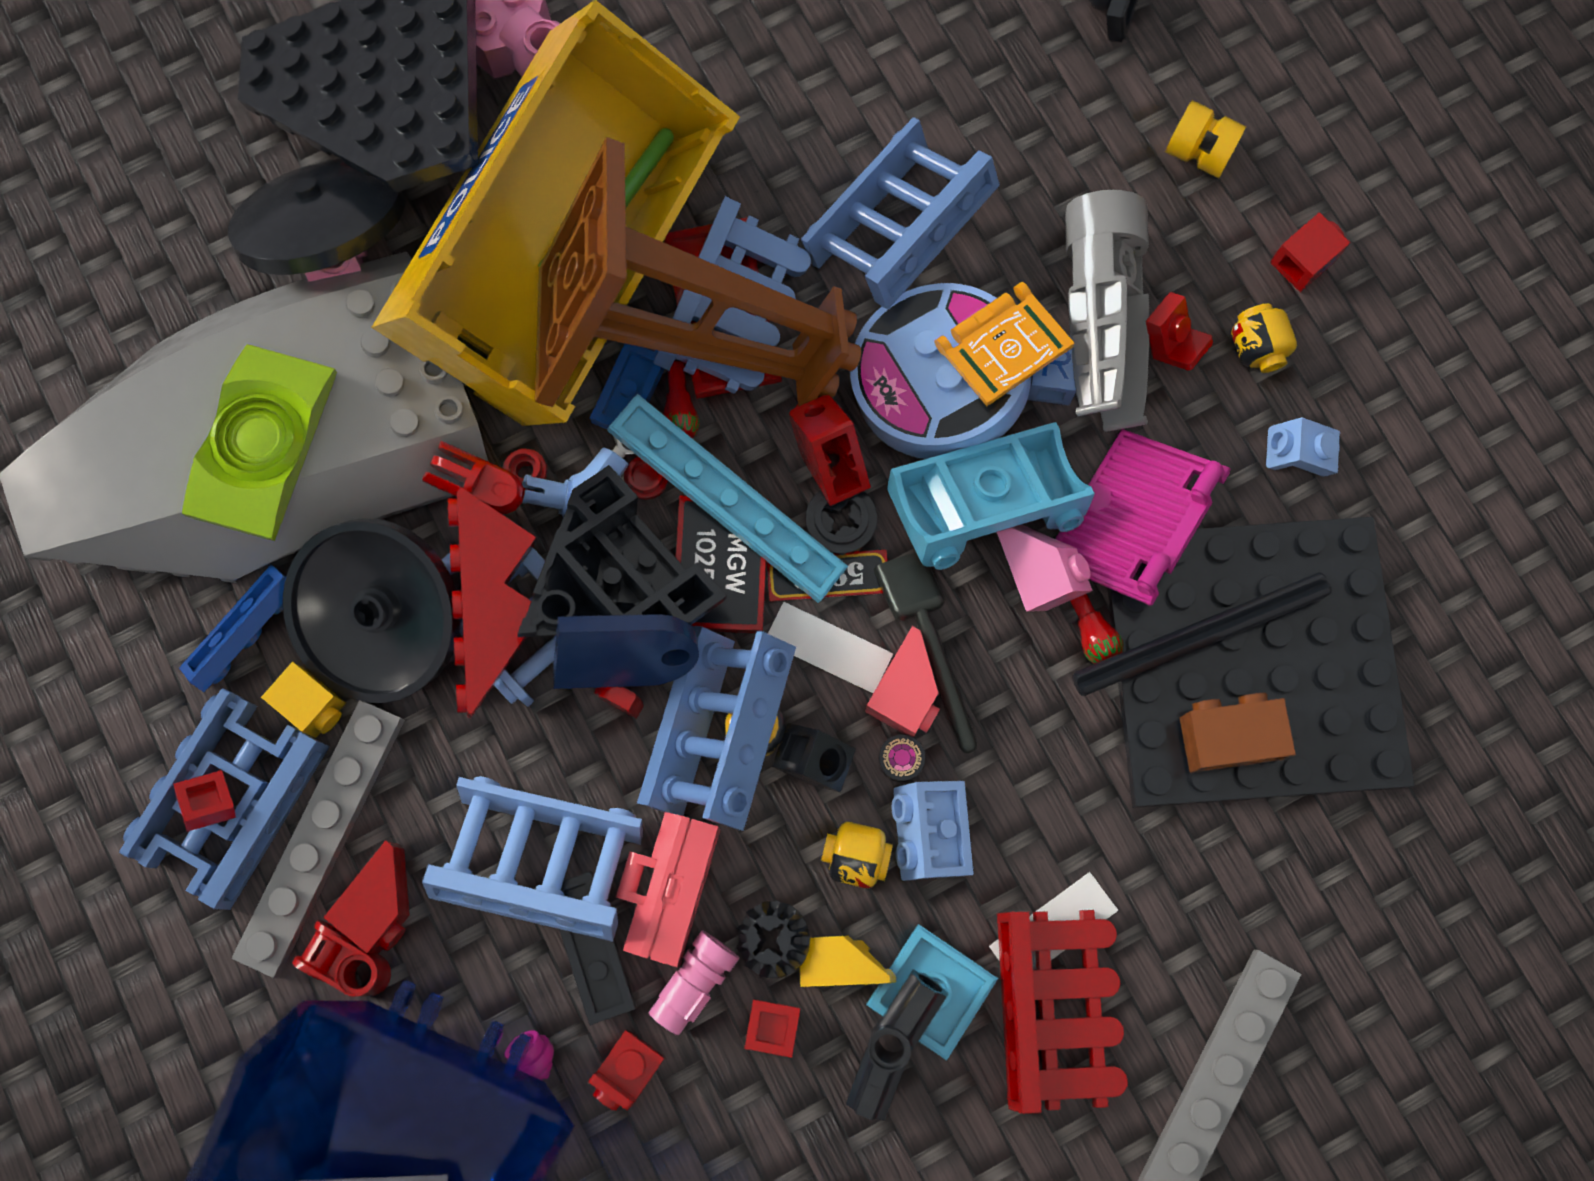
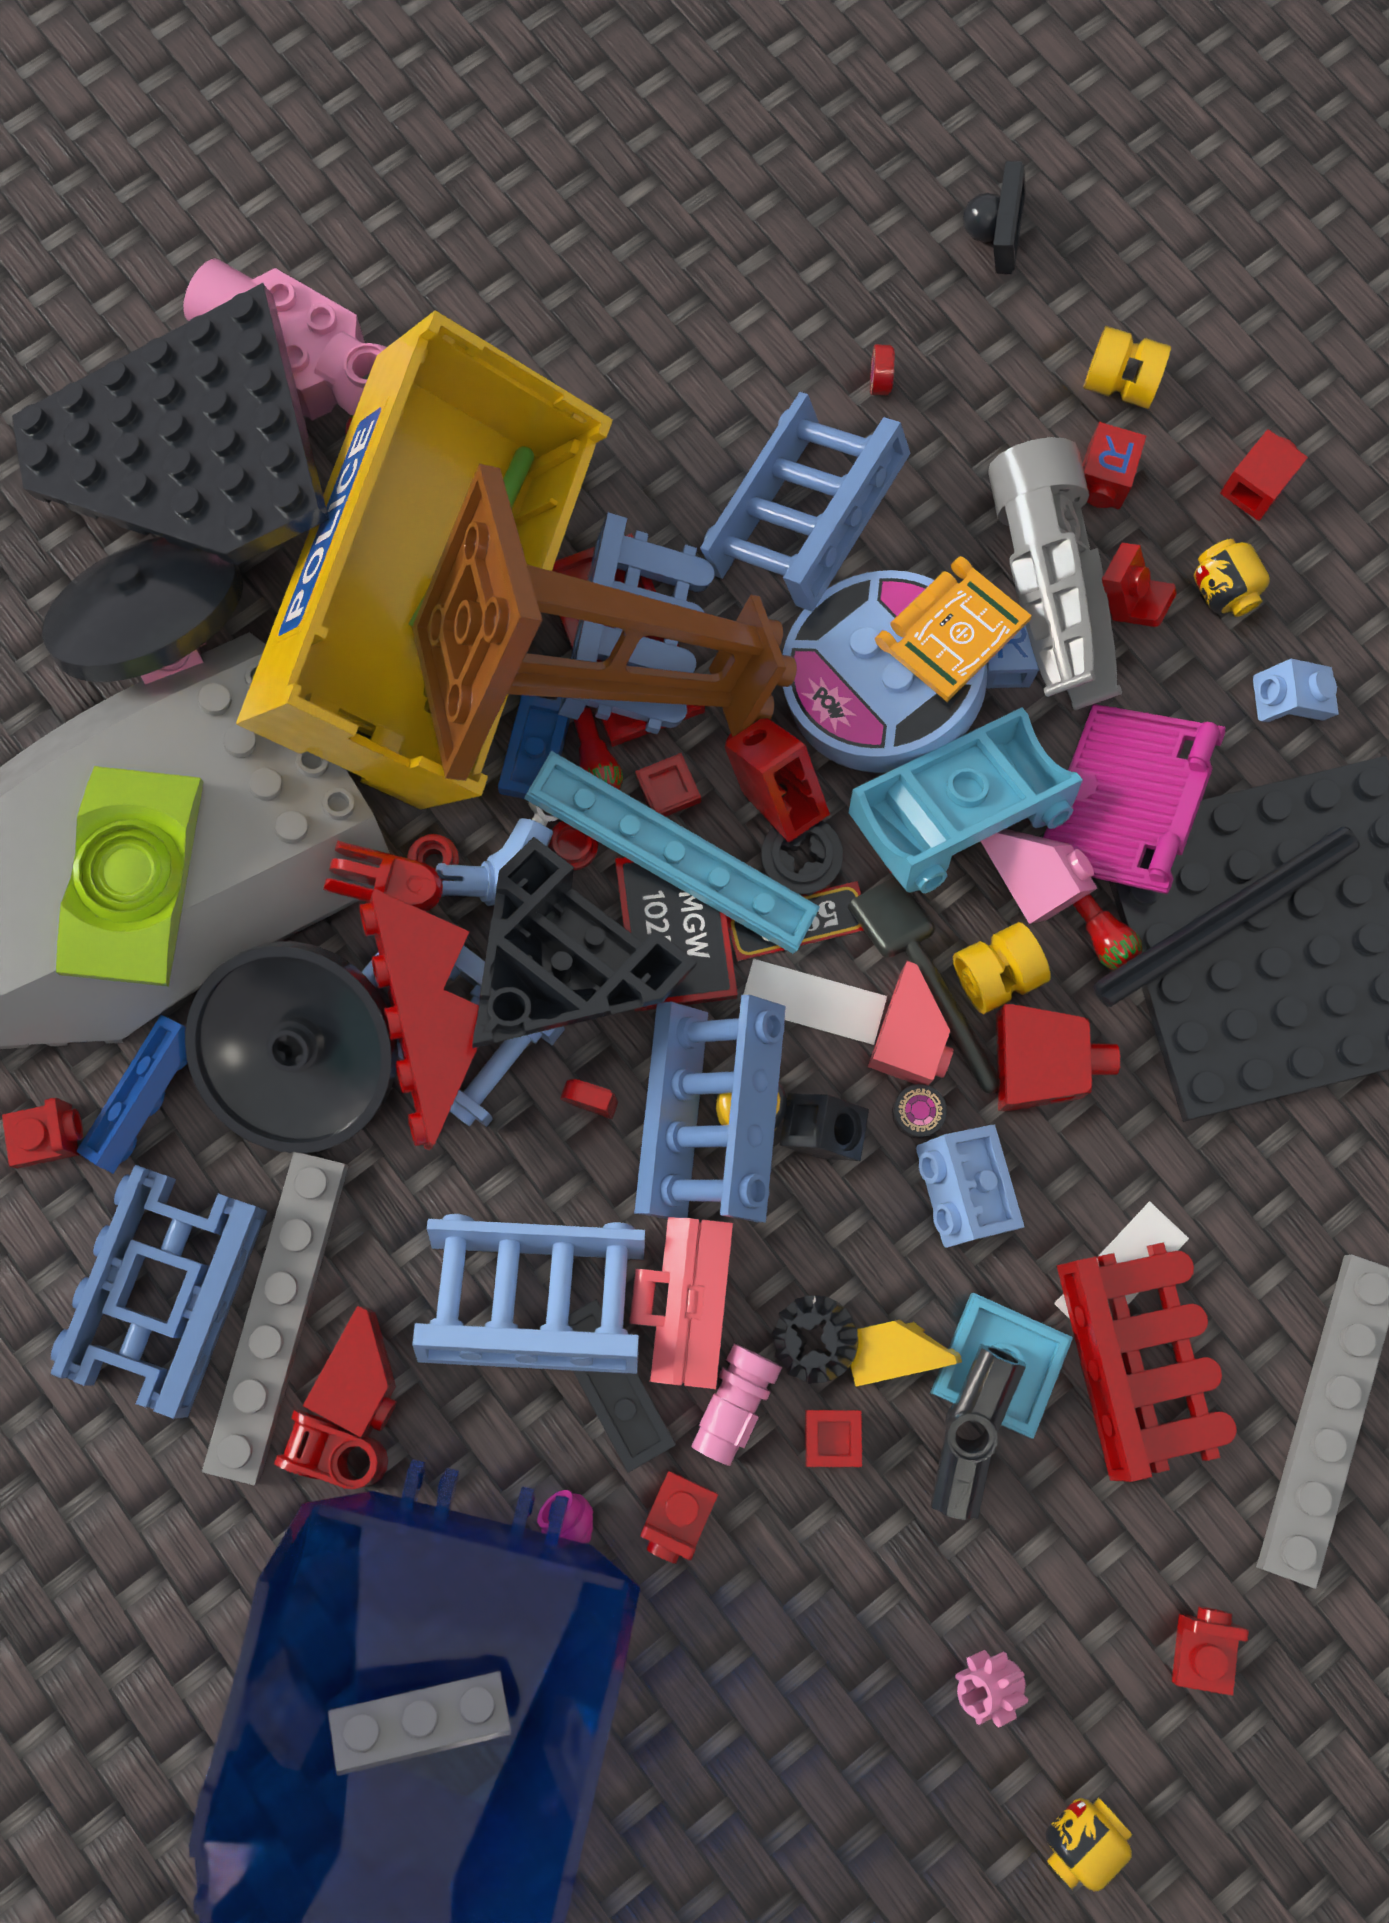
camera: 15 degrees left, 0 degrees up
(153, 648) = (42, 1133): none -> red bracket
(204, 800) = (139, 1297): red plate -> none
(304, 701) = (231, 1163): yellow brick -> none
(622, 651) = (590, 1044): dark blue tile -> none
(737, 440) = (668, 786): none -> red tile
(857, 855) = (892, 1227): yellow head -> none
(990, 109) = (882, 370): none -> red tile
(995, 646) = (1006, 965): none -> yellow wheel
(1021, 731) = (1047, 1057): none -> red torso
(1175, 223) = (1111, 464): none -> red brick
(1236, 734) = (1286, 1020): dark orange brick -> none

